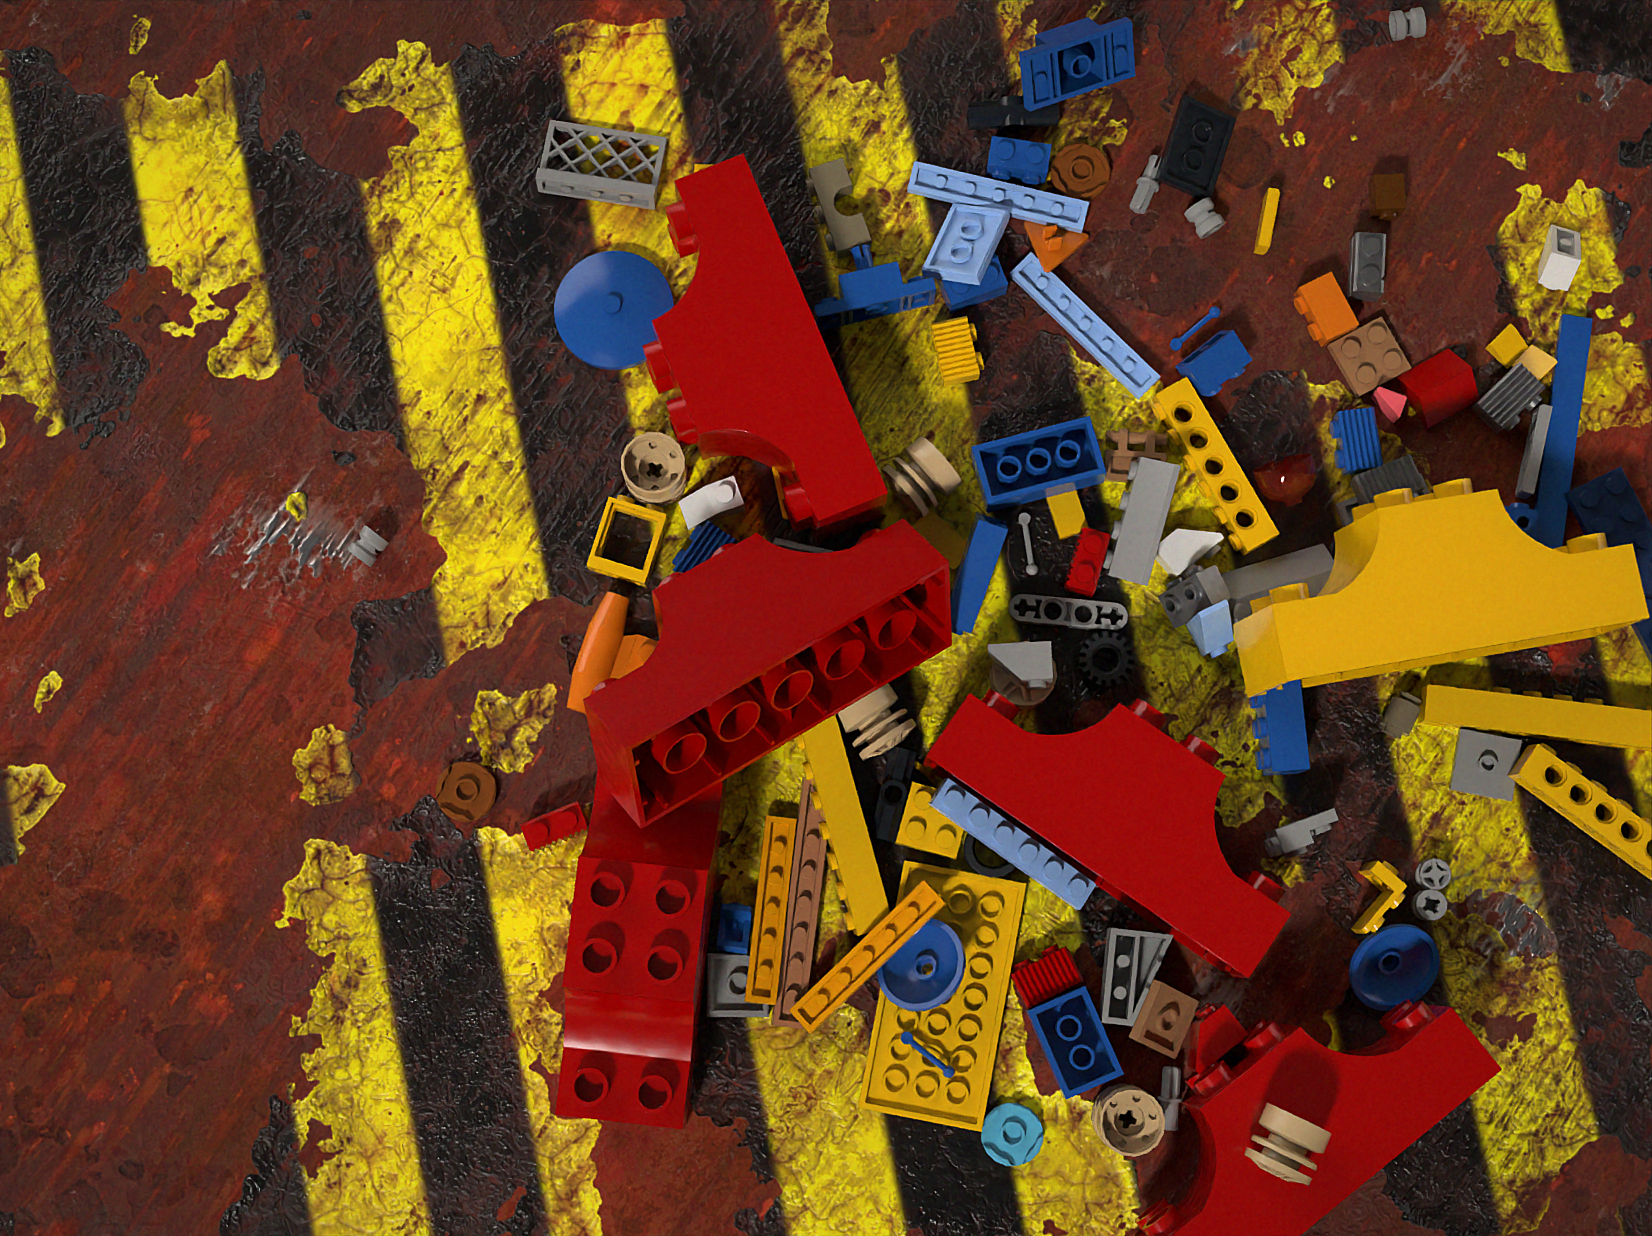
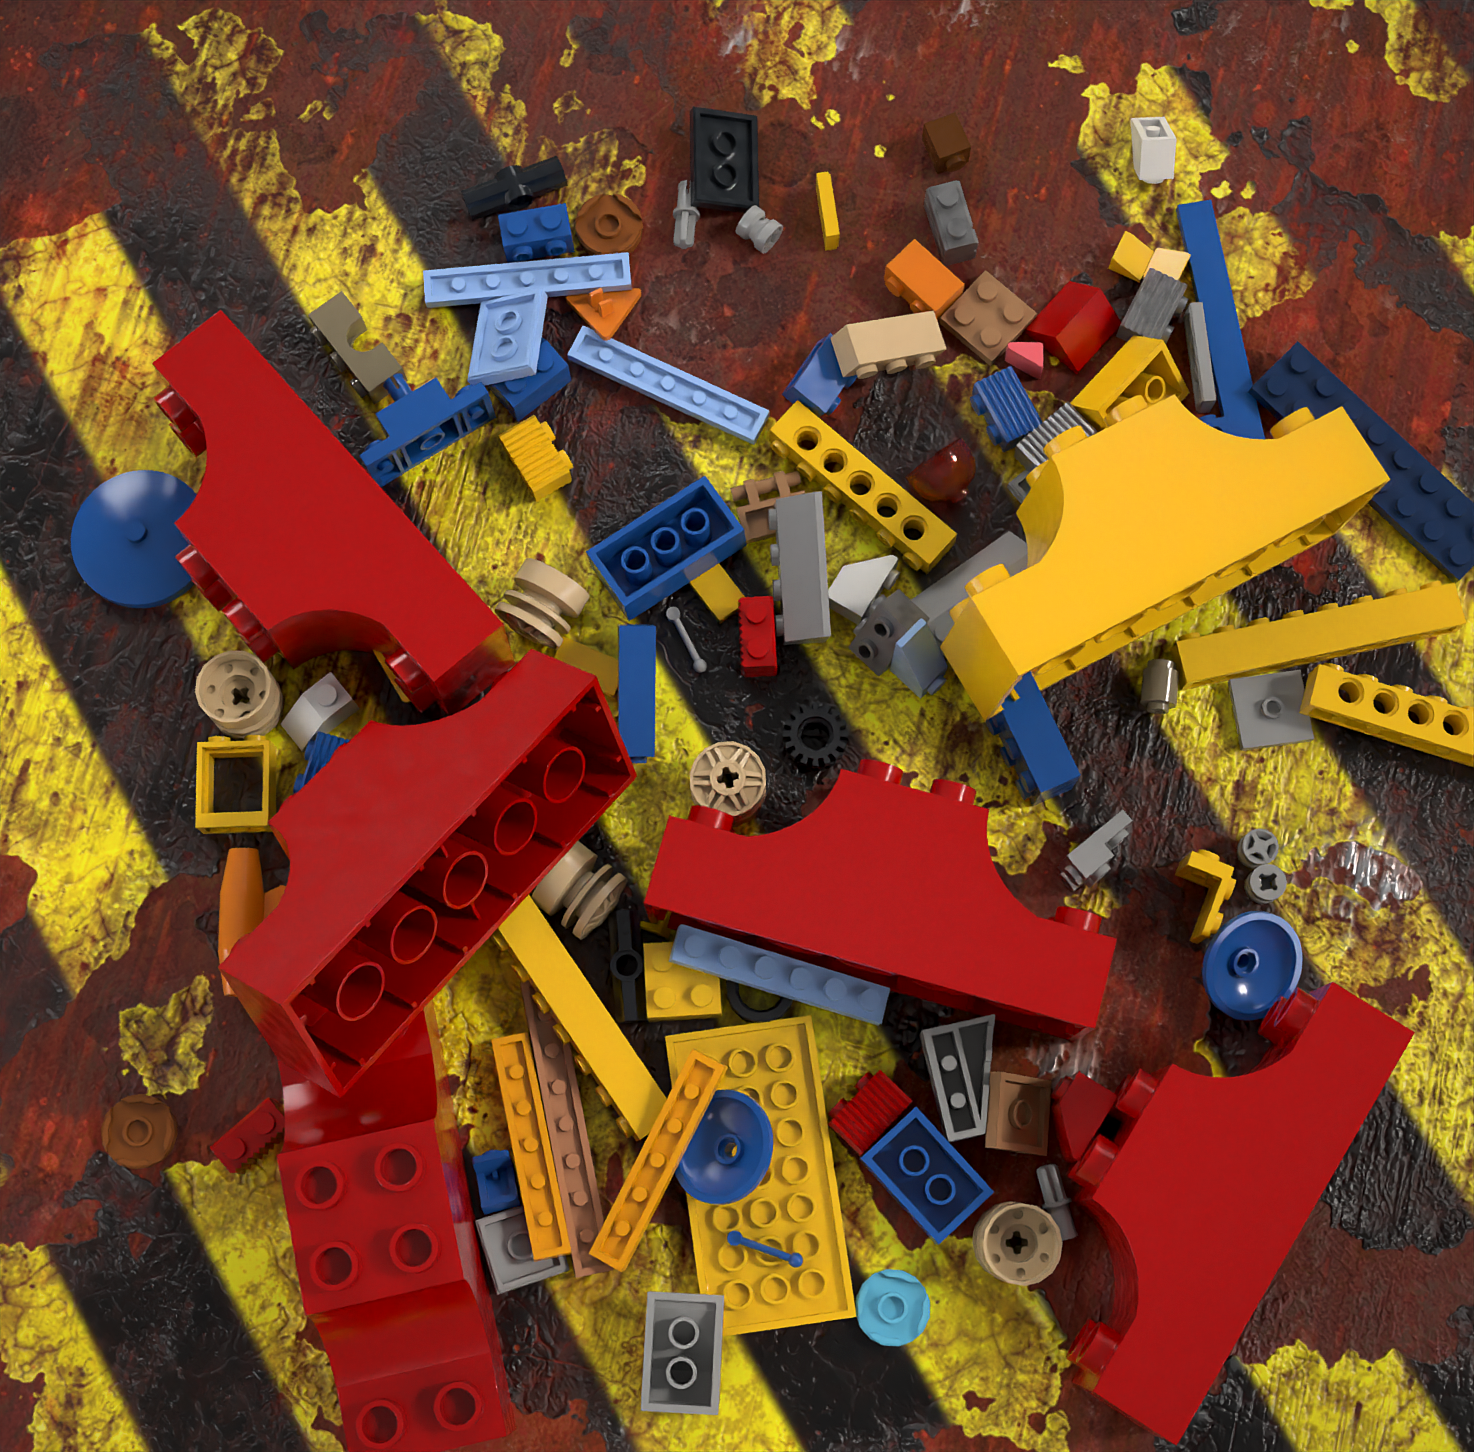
camera: 20 degrees left, 5 degrees down
(601, 187) = (79, 409): light grey fence -> none
(837, 1112) = (682, 1353): none -> light grey slope
(1025, 662) = (722, 764): light grey slope -> none
(1068, 609) = (754, 695): light grey beam -> none
(1076, 61) = (562, 107): blue brick -> none
(1176, 343) = (775, 372): blue hinge -> none
(1278, 356) = (888, 344): none -> tan brick
(1287, 1144) = (1206, 1202): tan wheel -> none
(1473, 452) = (1136, 369): none -> yellow slope

